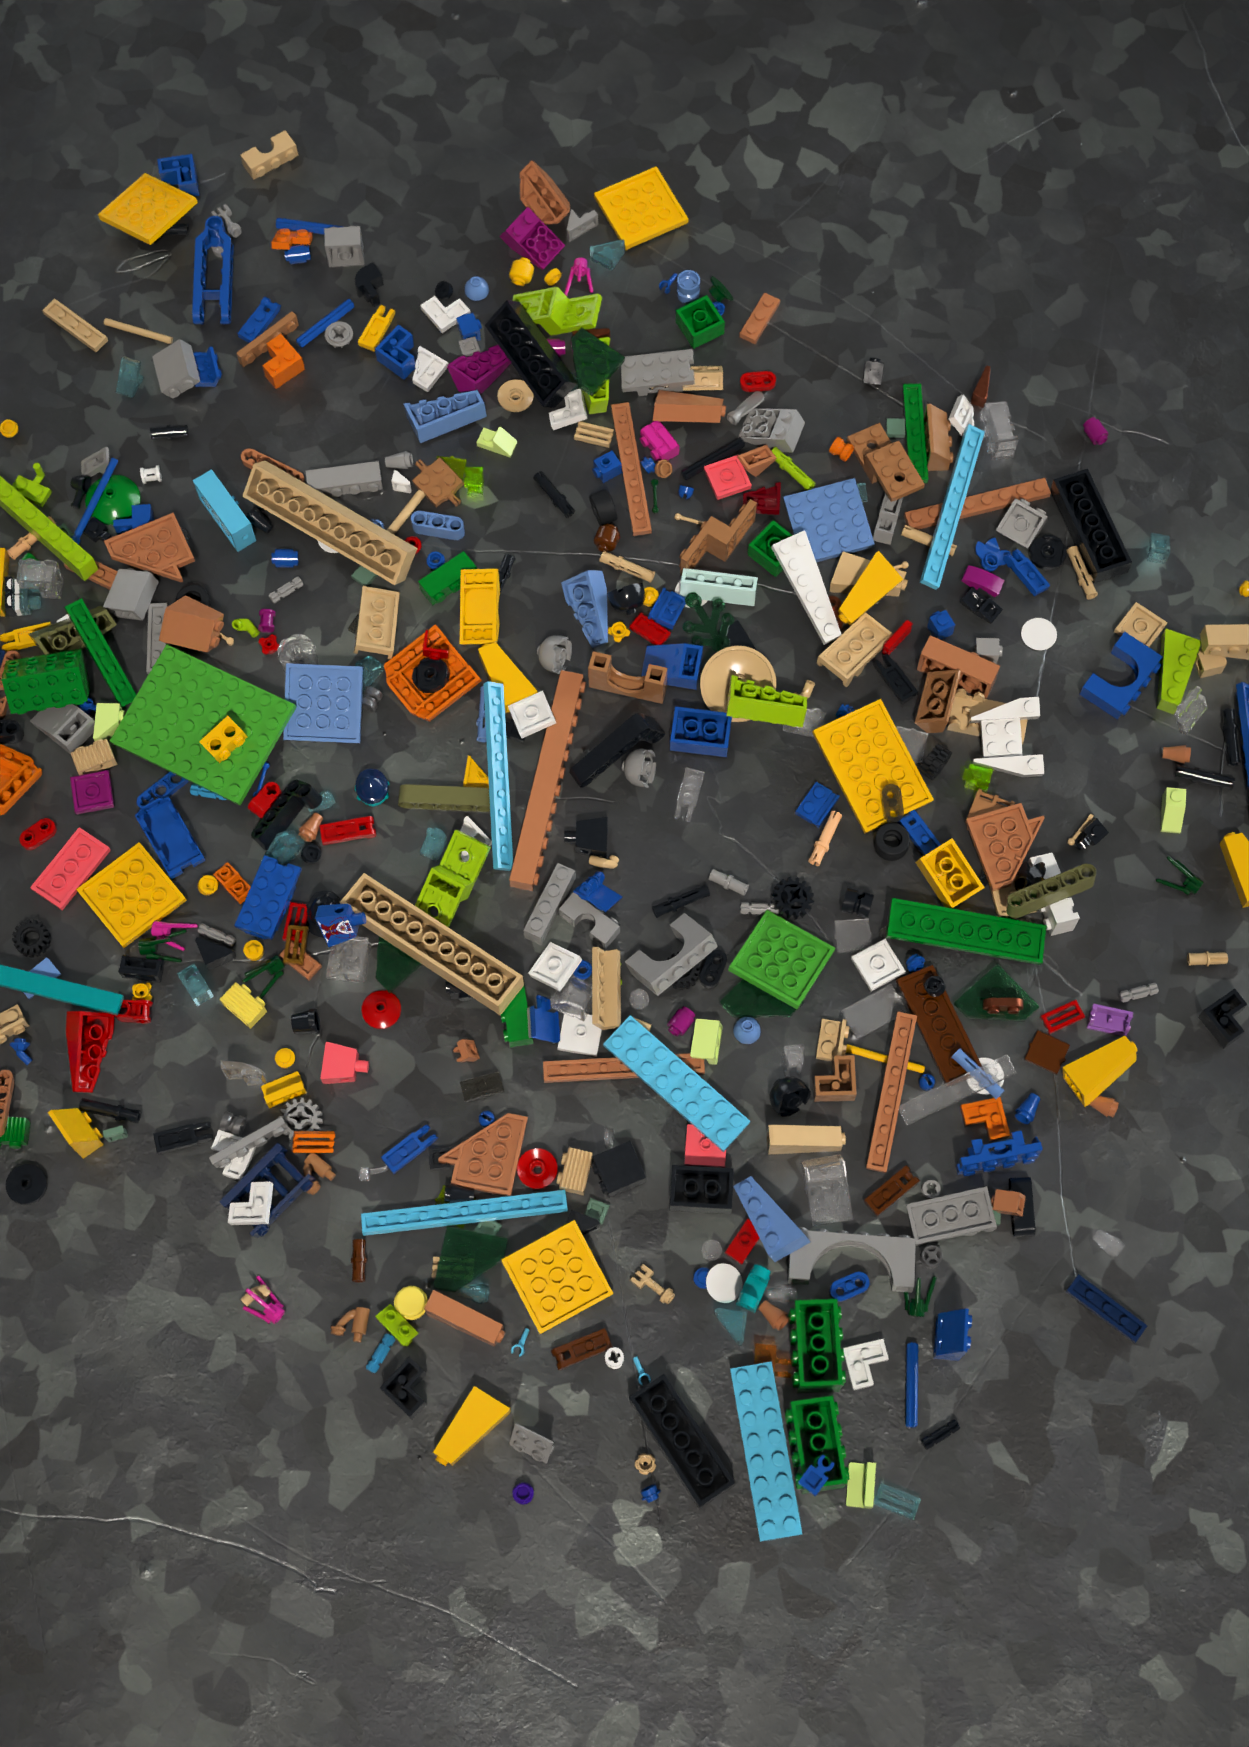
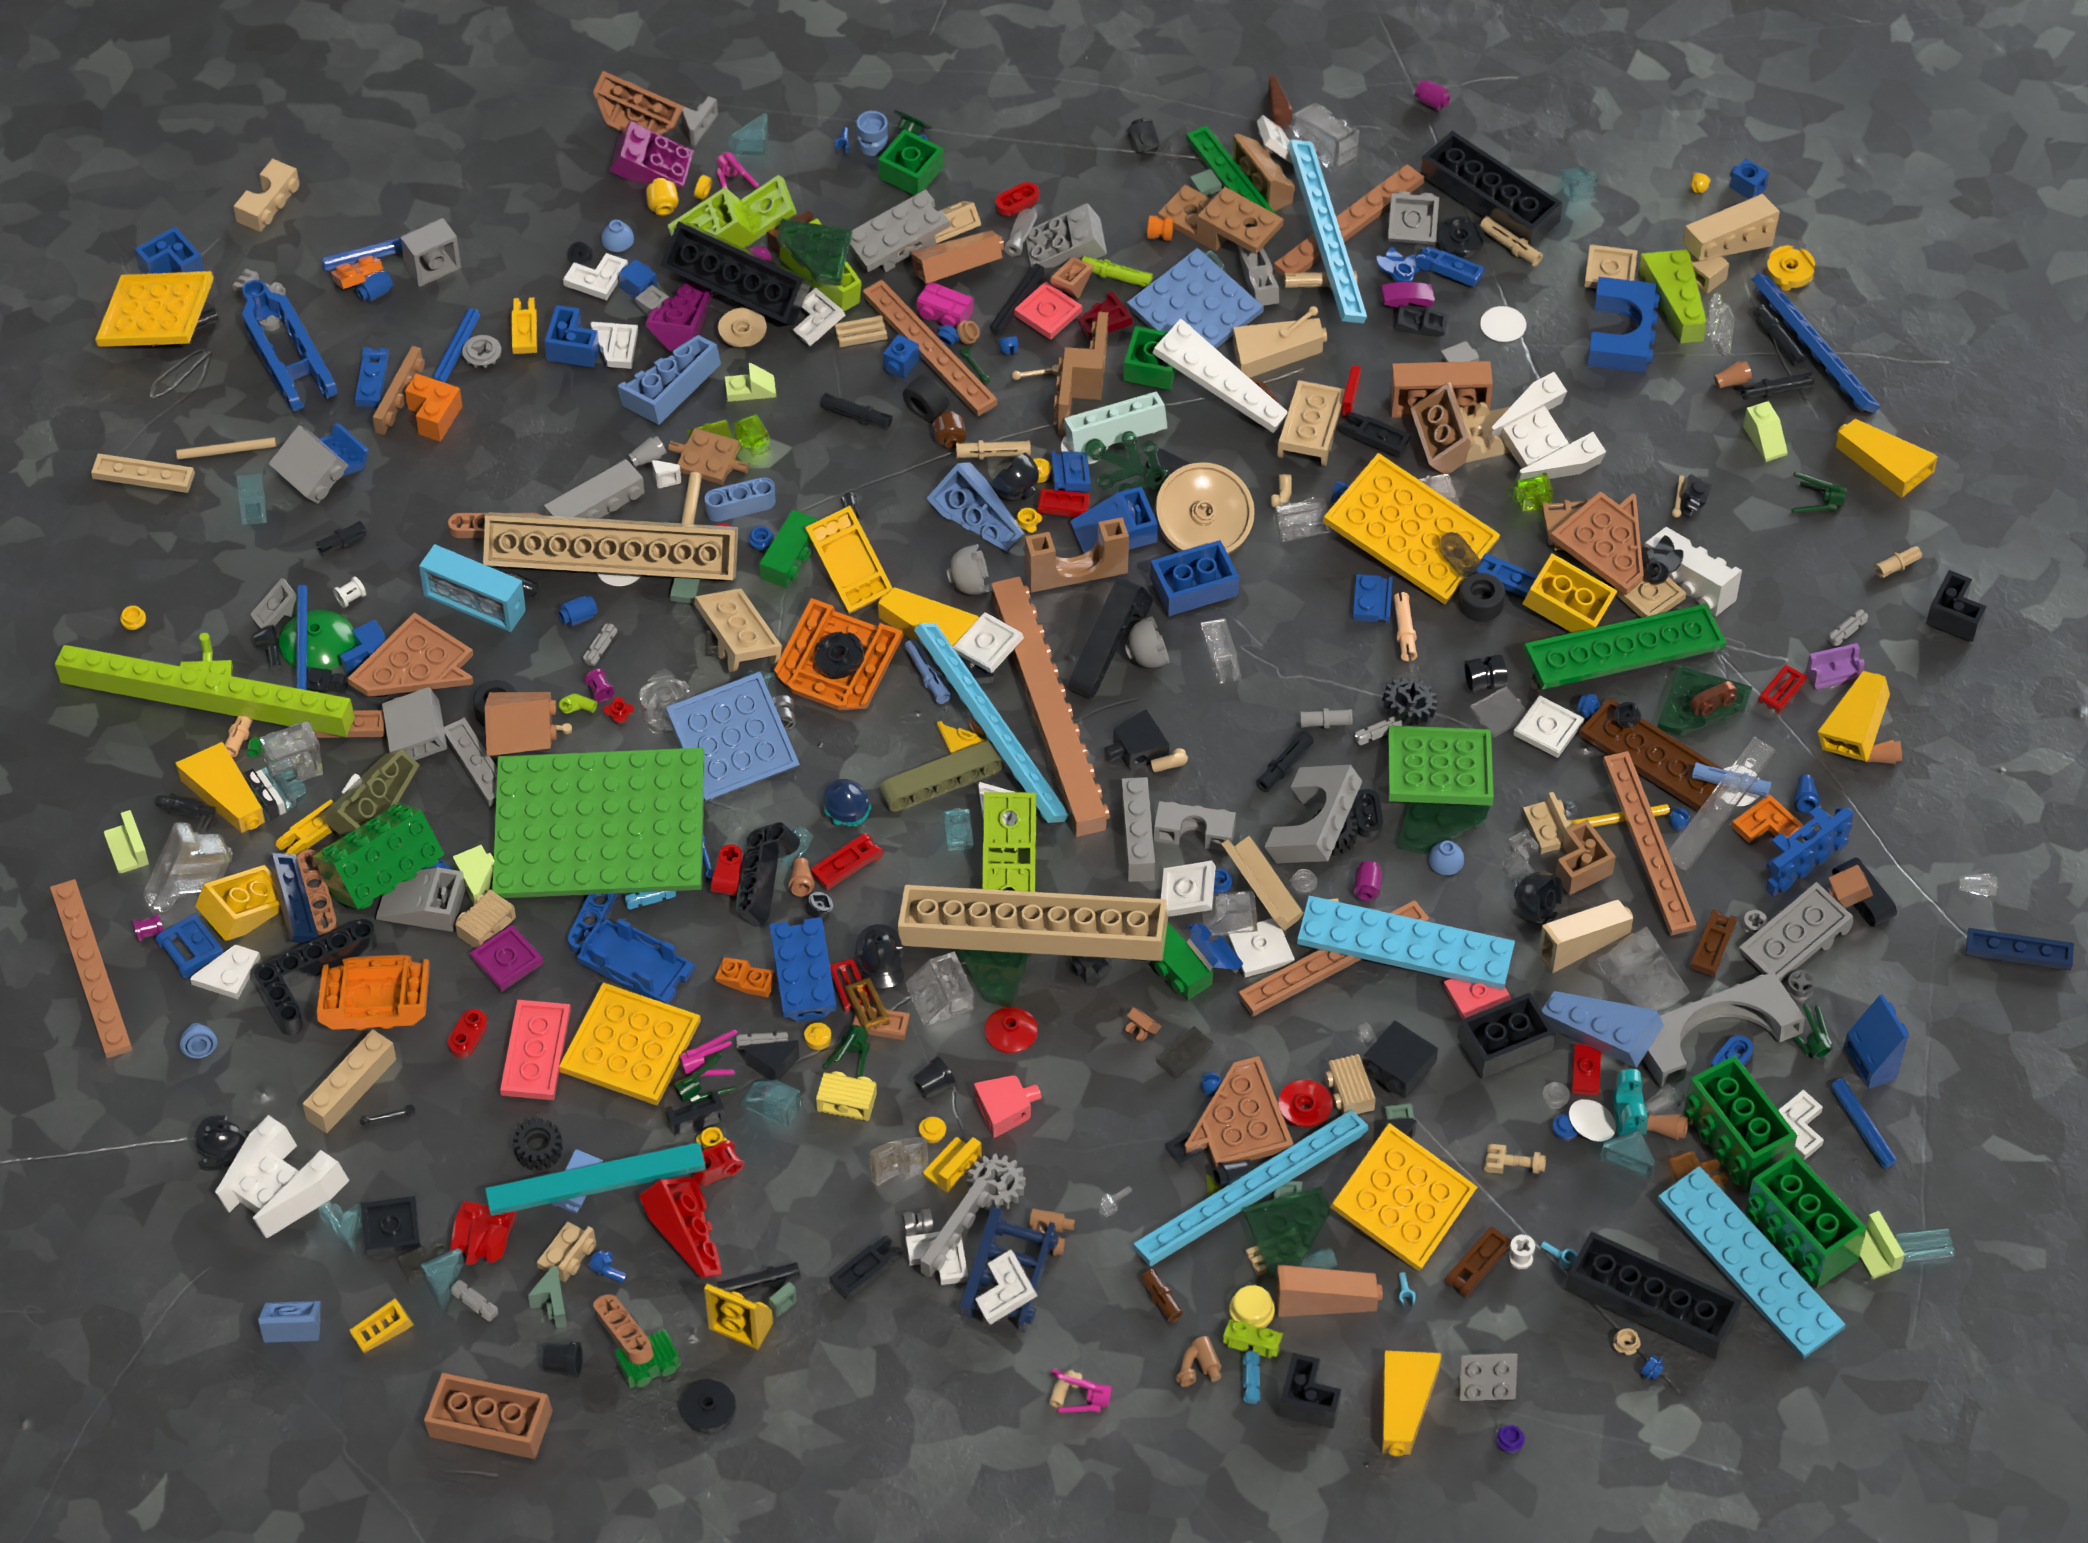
camera: 30 degrees left, 15 degrees down
(100, 652) = (424, 797): green plate -> none
(207, 885) = (716, 992): yellow tile -> none
(220, 735) = (639, 818): yellow brick -> none
(285, 847) = (785, 906): clear light blue slope -> none
(313, 1149) = (1045, 1190): orange tile -> none
(338, 922) = (913, 946): blue torso -> none
(367, 281) = (483, 282): black brick -> none
(408, 1149) = (1141, 1156): blue hinge -> none
(432, 653) = (829, 626): red bracket -> none
(597, 893) = (1175, 792): blue hinge -> none
(641, 207) = (759, 75): yellow plate -> none
(706, 1040) = (1409, 885): yellowish green panel -> none
(759, 318) = (974, 135): nougat plate -> none
(765, 704) = (1253, 511): lime wedge -> none
(814, 1477) = (1829, 1235): blue plate -> none
(871, 587) = (1291, 347): yellow slope -> none
(873, 1011) = (1574, 776): clear piece -> none
(935, 761) = (1478, 493): black tyre -> none
(940, 1434) = (1926, 1156): black axle -> none
(941, 625) = (1390, 353): blue brick -> none
(1044, 897) = (1694, 556): olive beam -> none
(1047, 1052) = (1789, 731): reddish brown piece -> none

